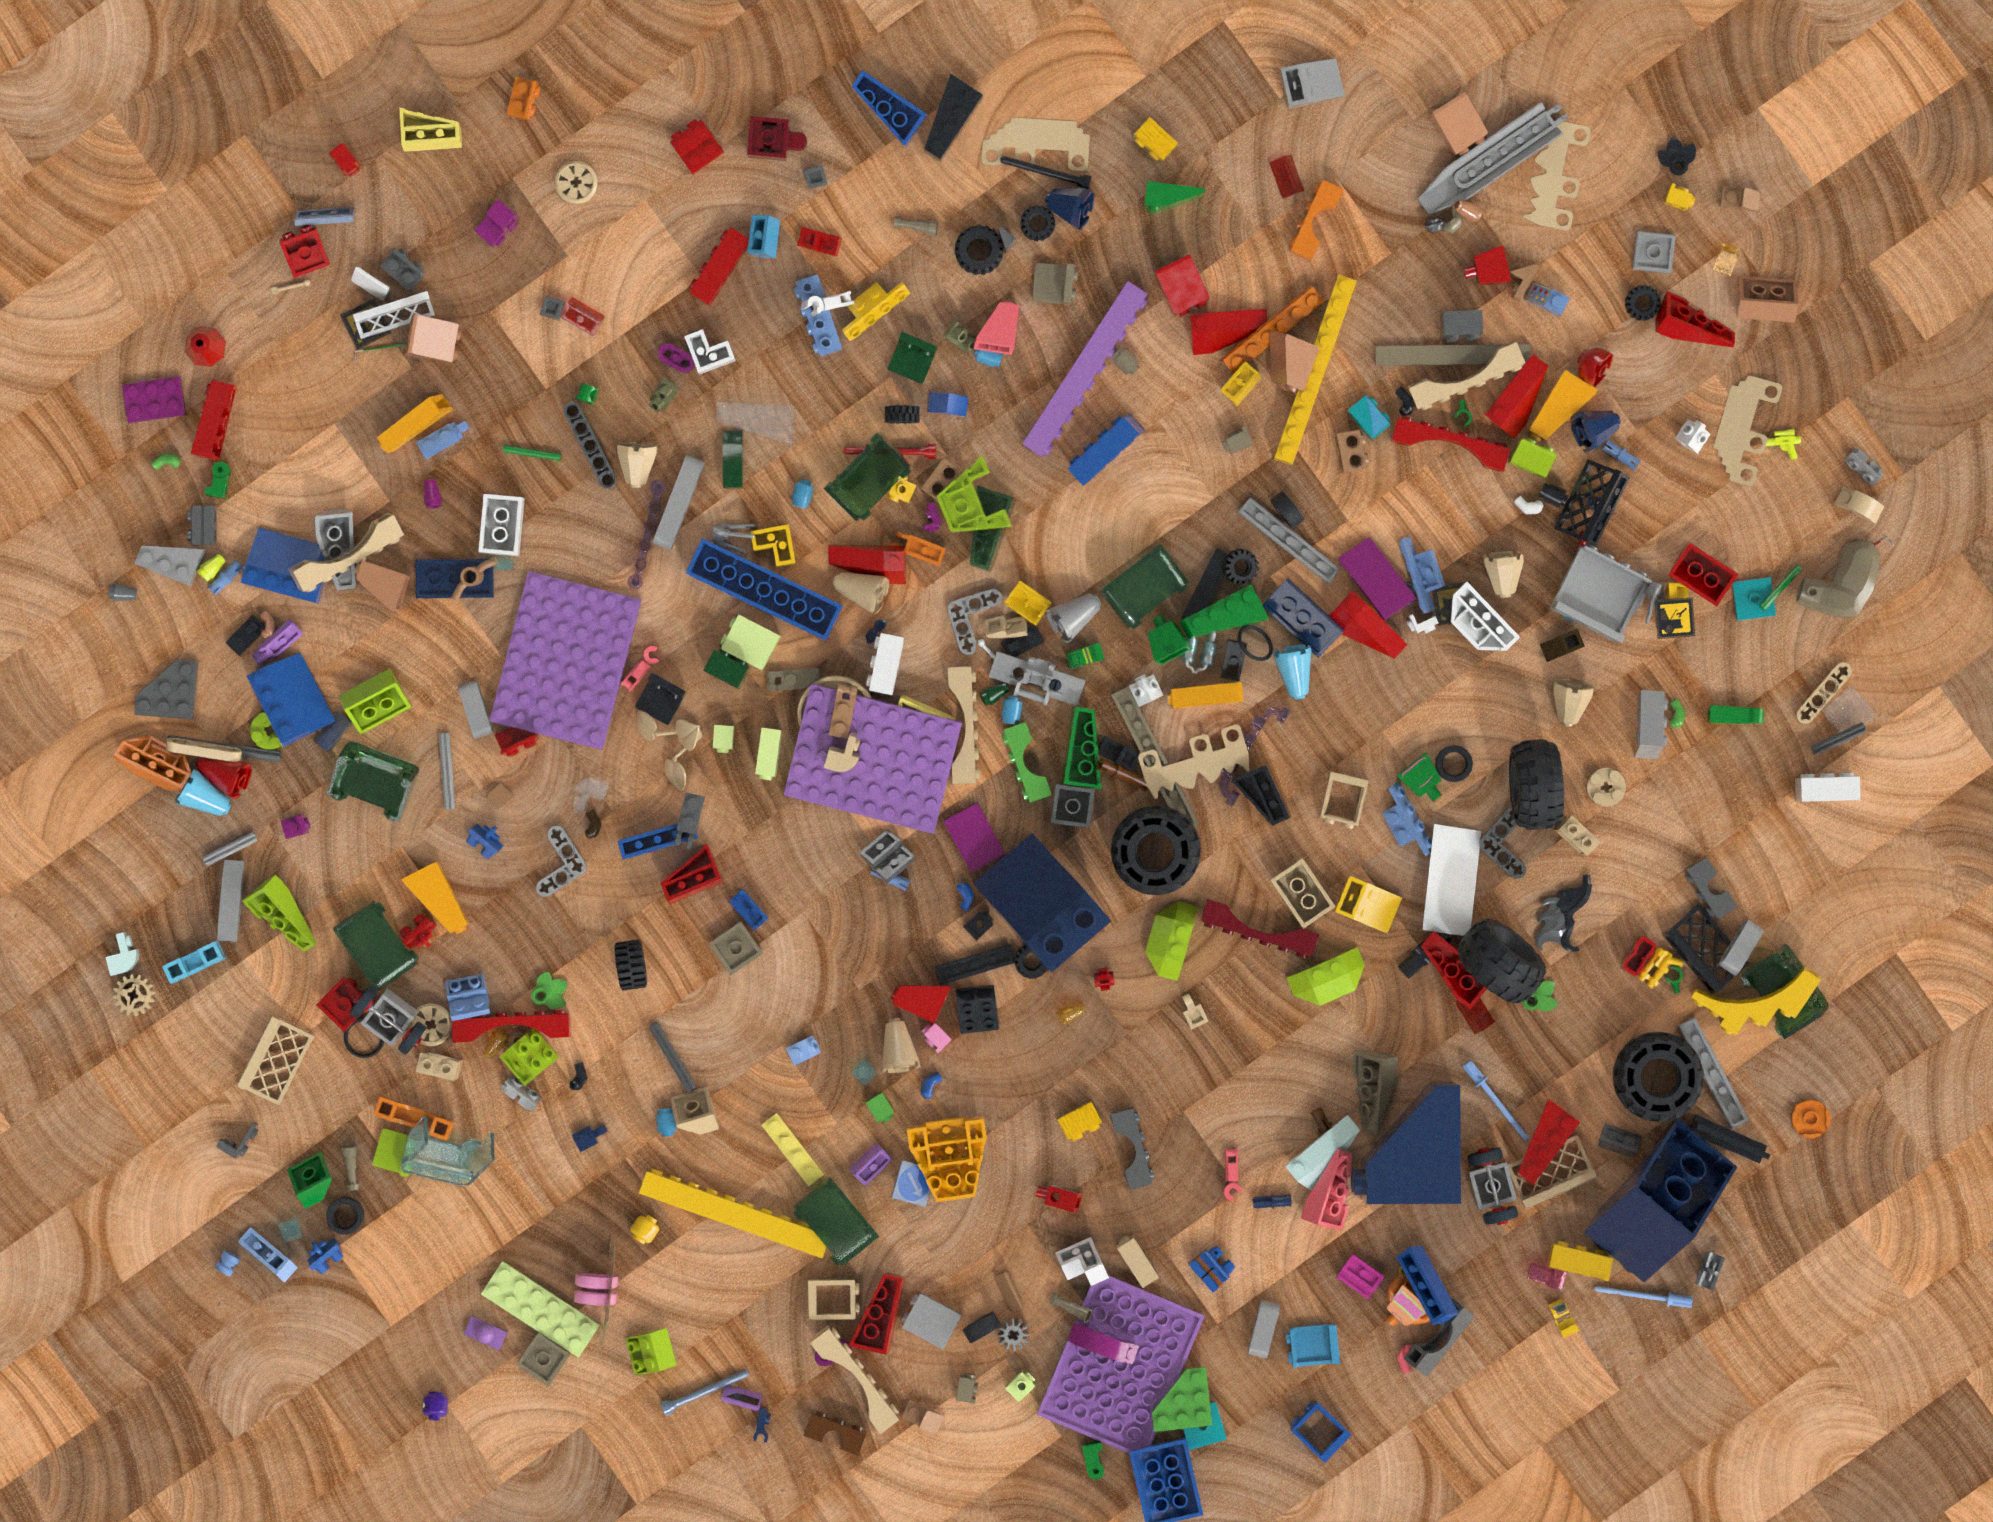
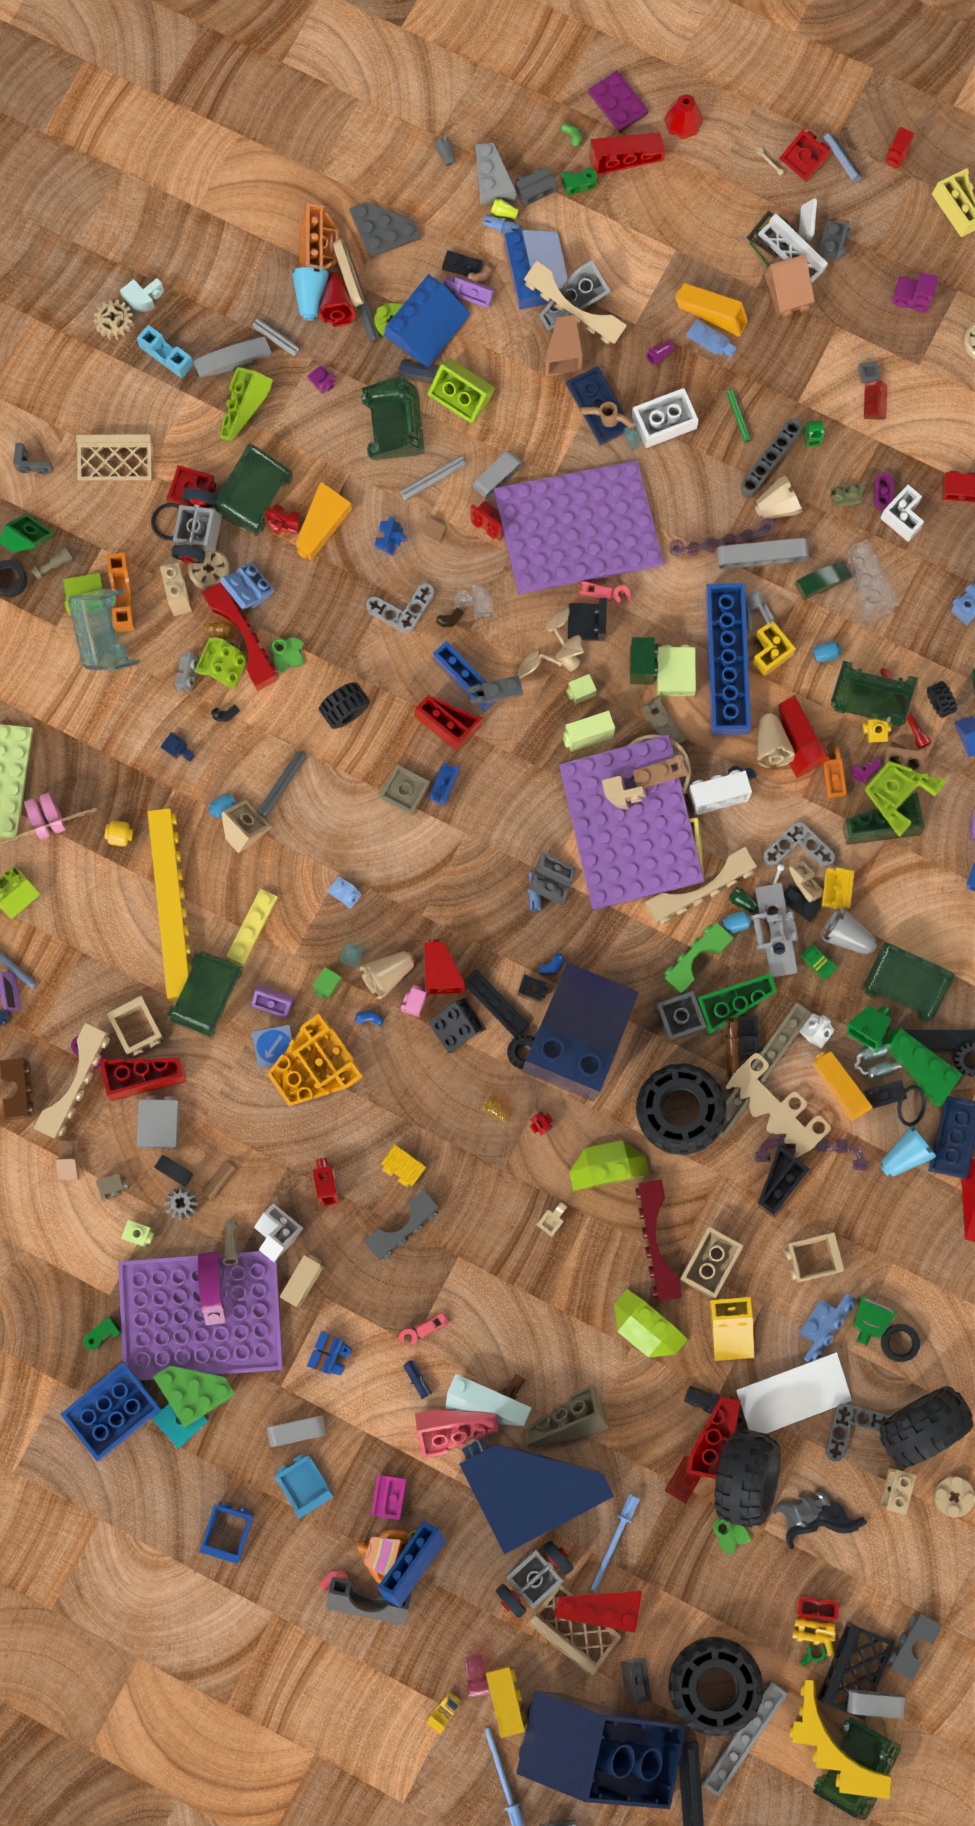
camera: 70 degrees right, 10 degrees down
(974, 837) = (607, 946): magenta tile -> none

